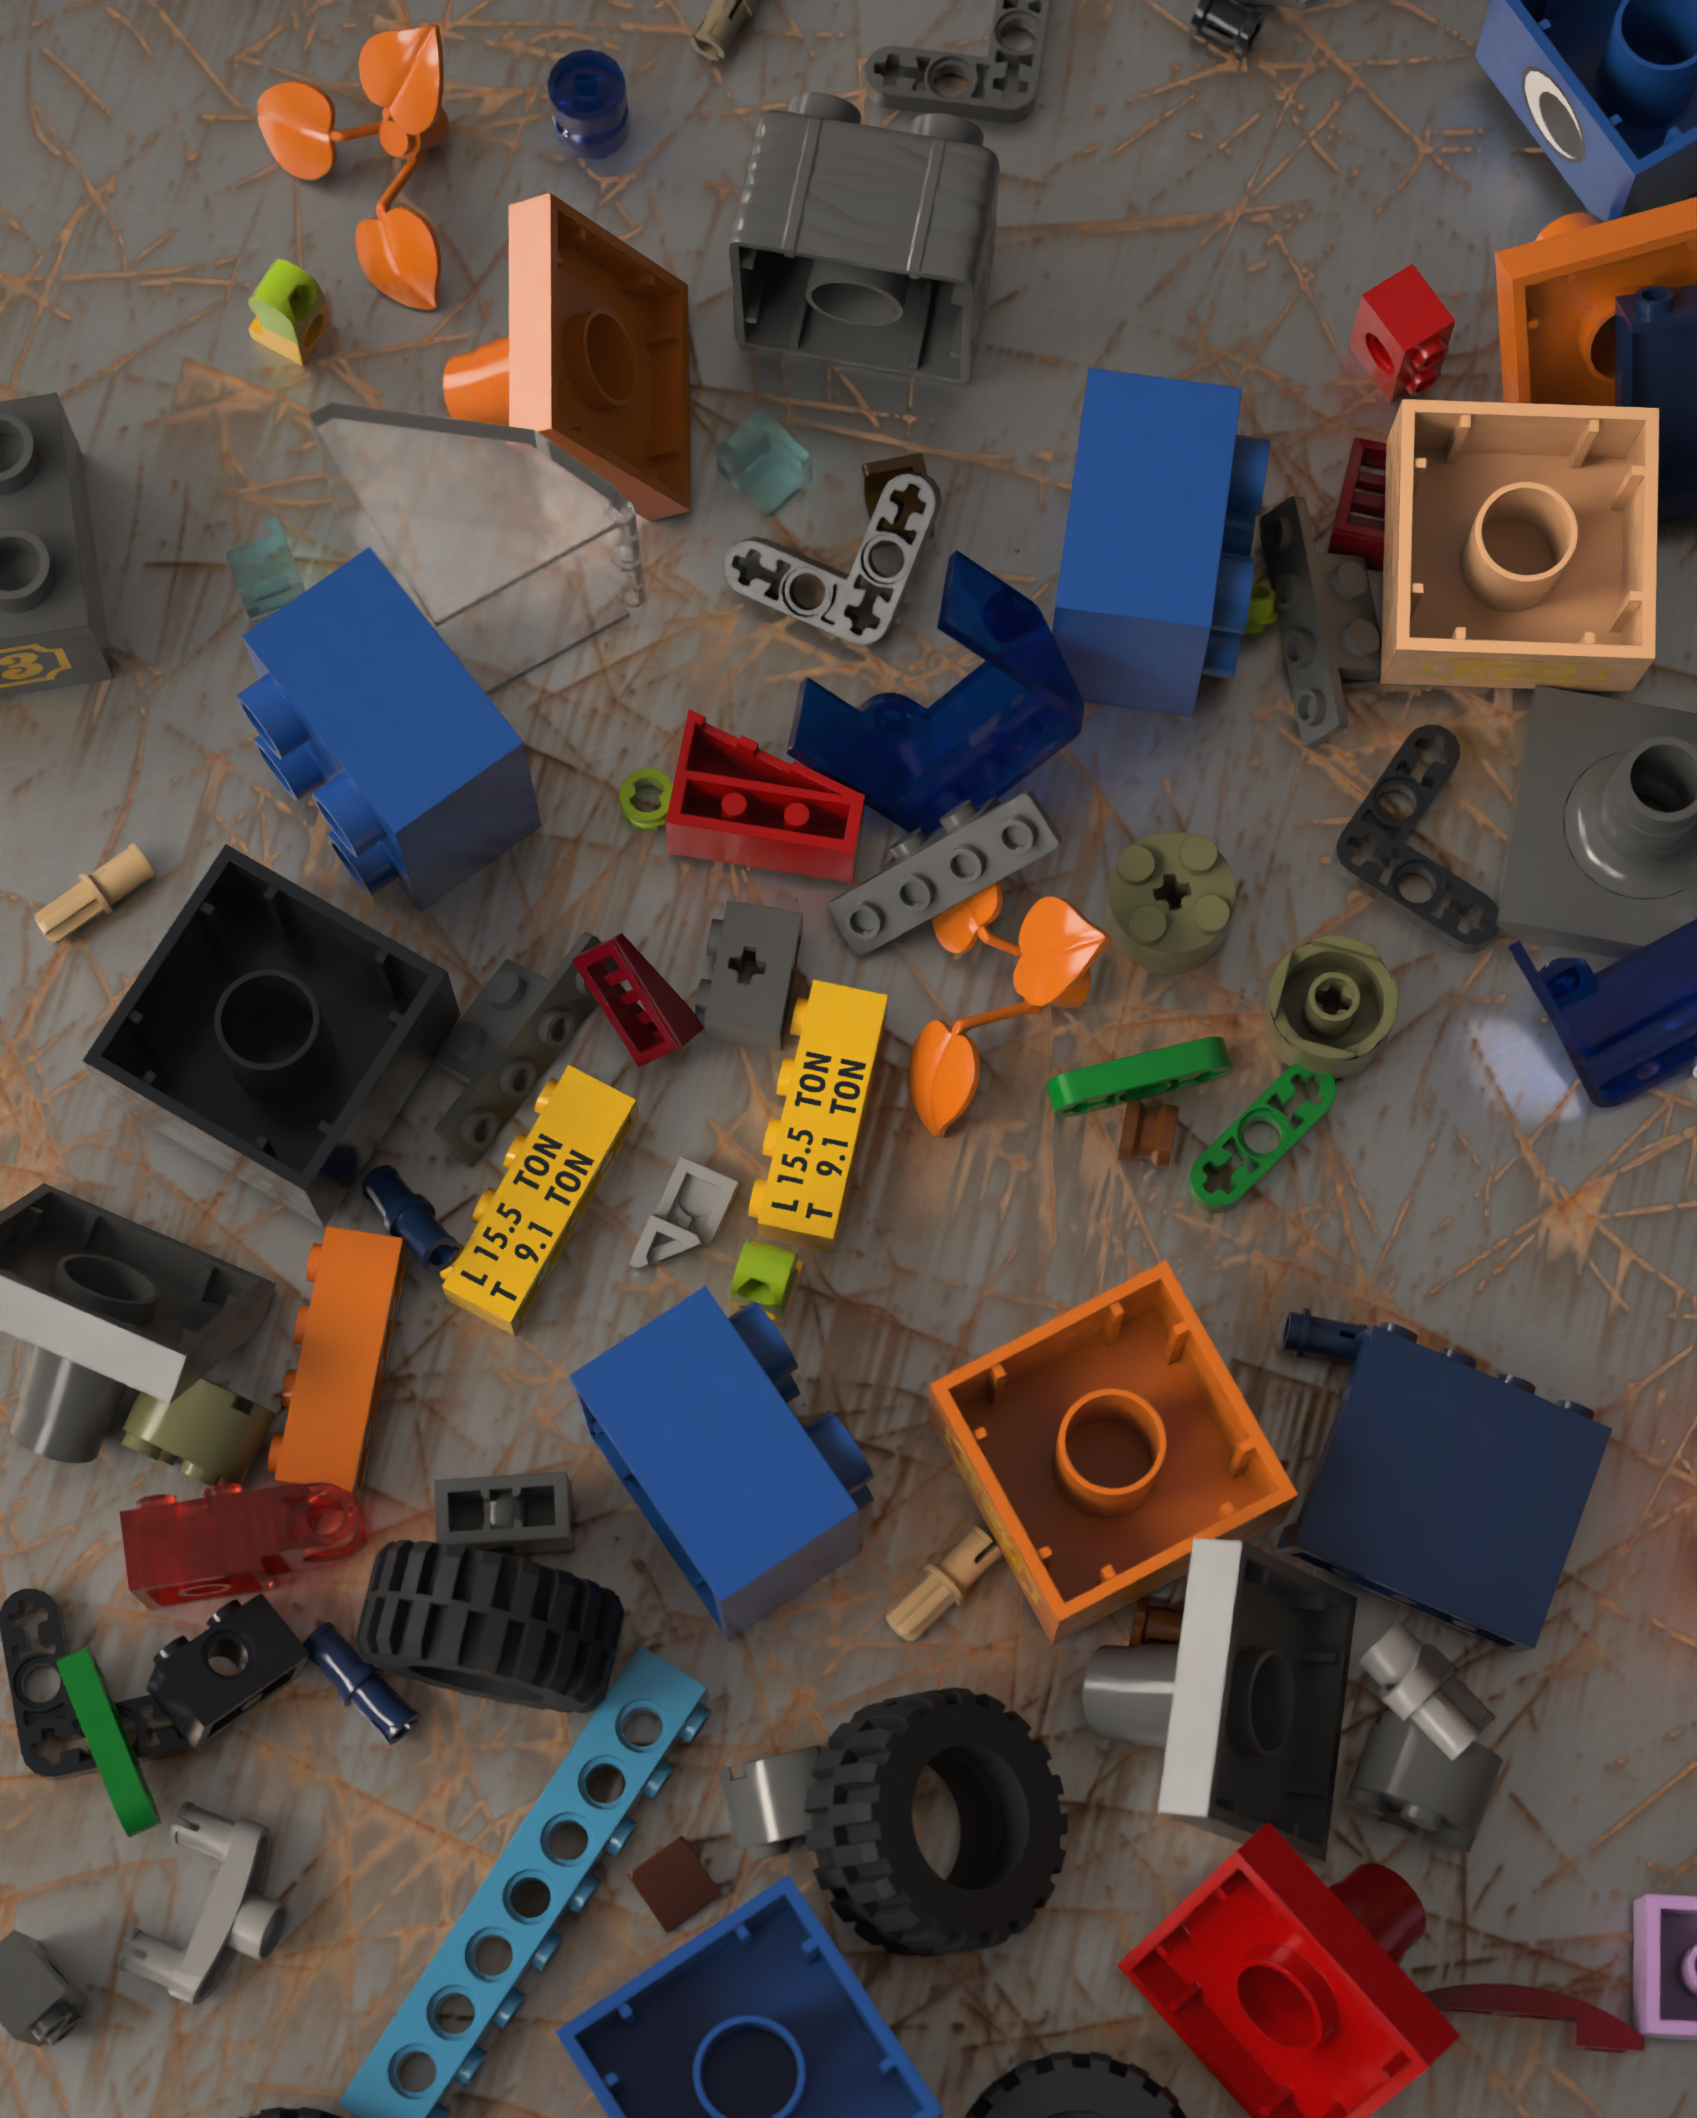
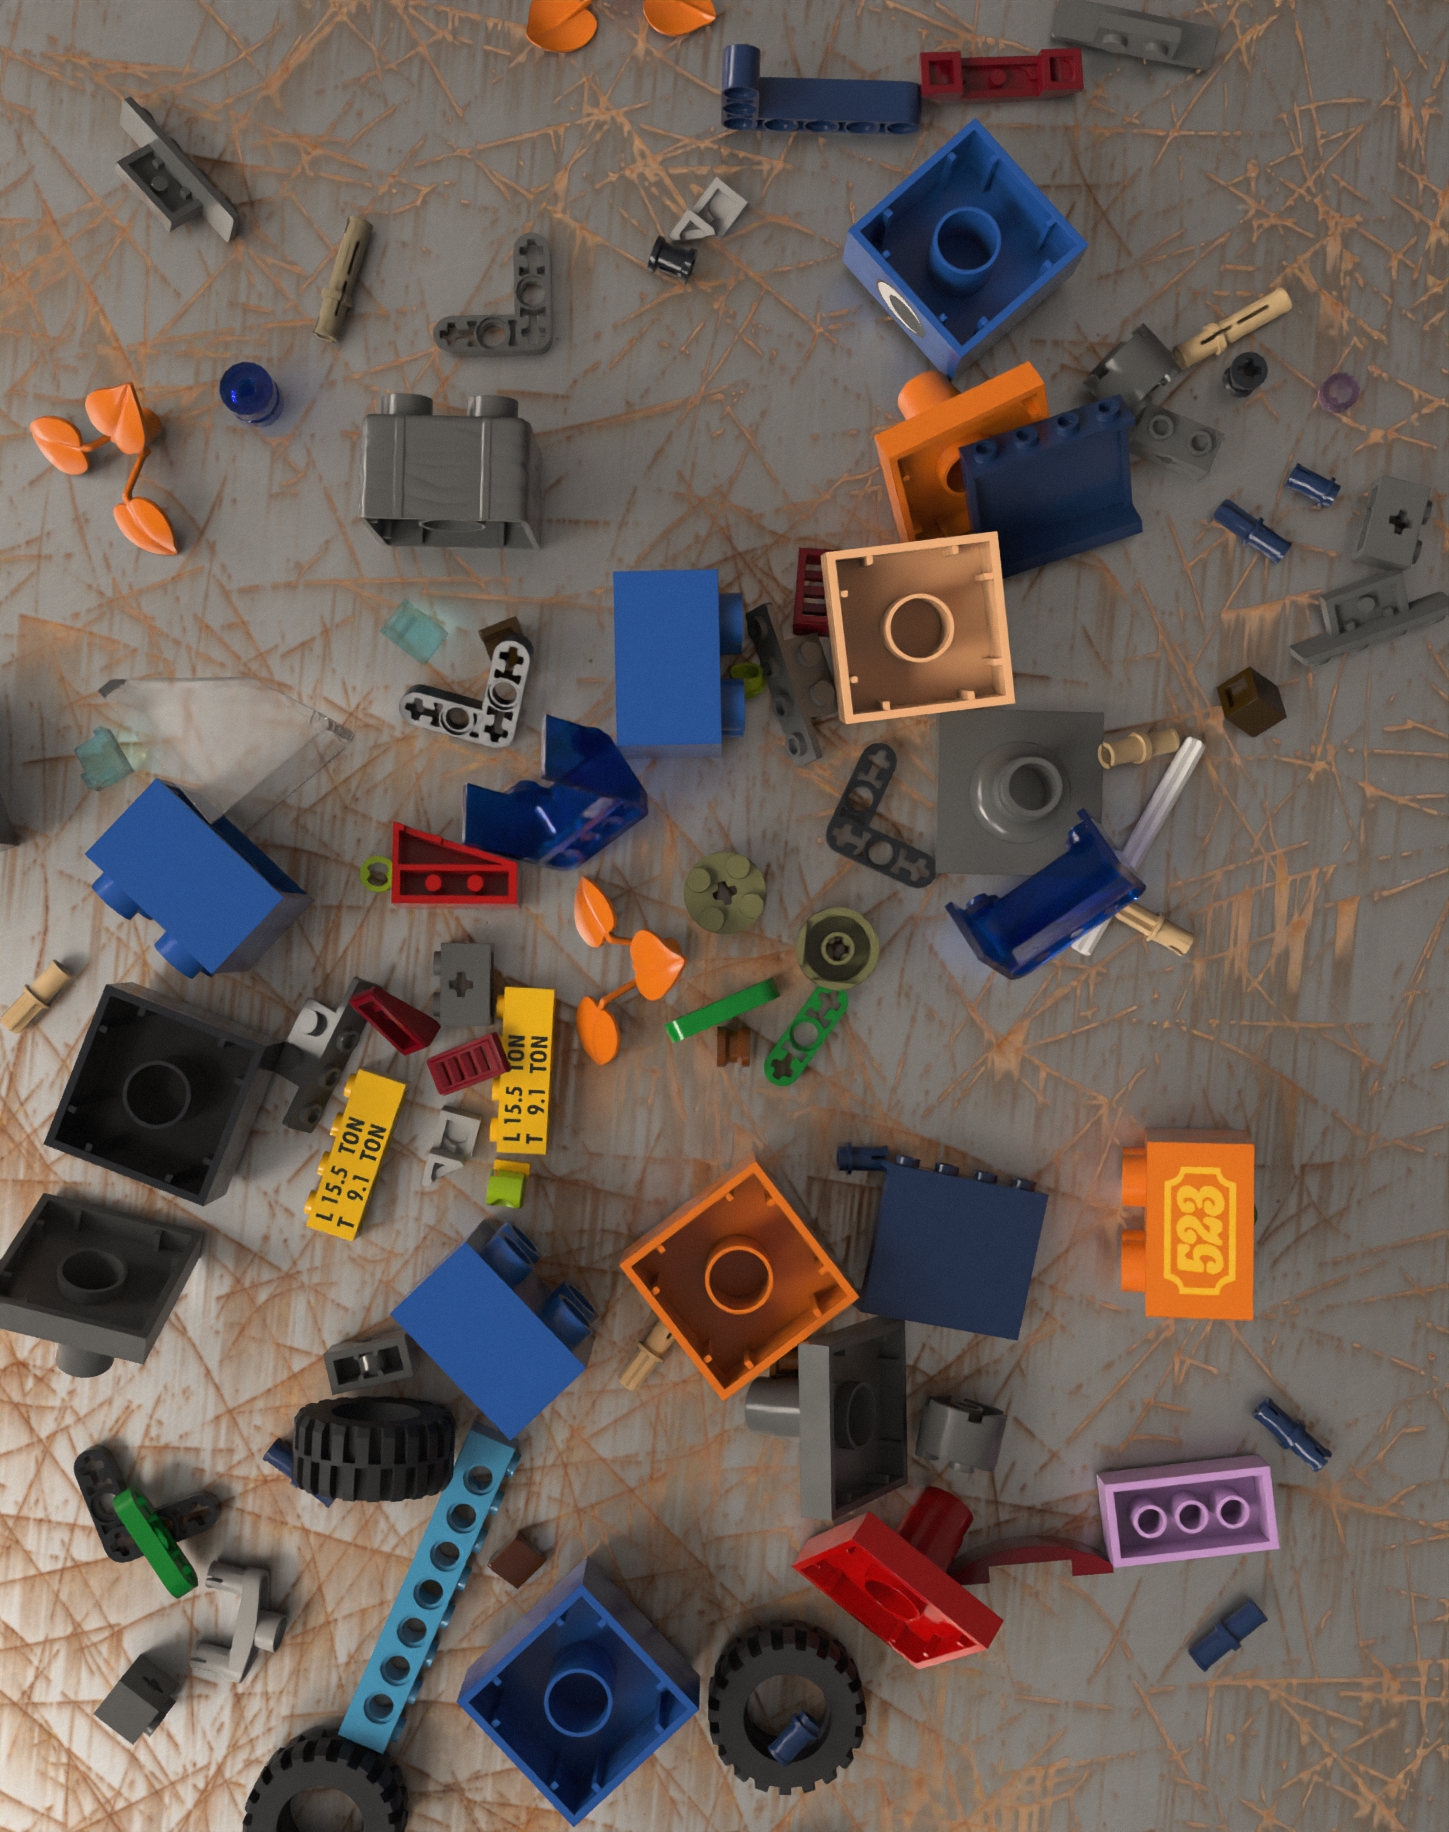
camera: 10 degrees left, 15 degrees up
(205, 1427) = (182, 1344): olive brick -> none
(207, 1702) = (210, 1509): black brick -> none
(233, 1540) = (205, 1408): clear red brick -> none
(289, 311) = (79, 579): lime leg -> none
(341, 1360) = (252, 1282): orange brick -> none
(410, 1218) = (277, 1182): dark blue pin -> none
(588, 356) = (282, 594): orange piece -> none
(702, 1095) = (467, 1064): none -> dark red slope
(769, 1801) = (578, 1506): dark grey brick -> none
(868, 1836) = (711, 1526): black tyre -> none
(944, 868) = (575, 899): dark grey bracket -> none
(1402, 334) = (821, 478): red brick -> none
(1422, 1686) = (944, 1379): light grey connector -> none

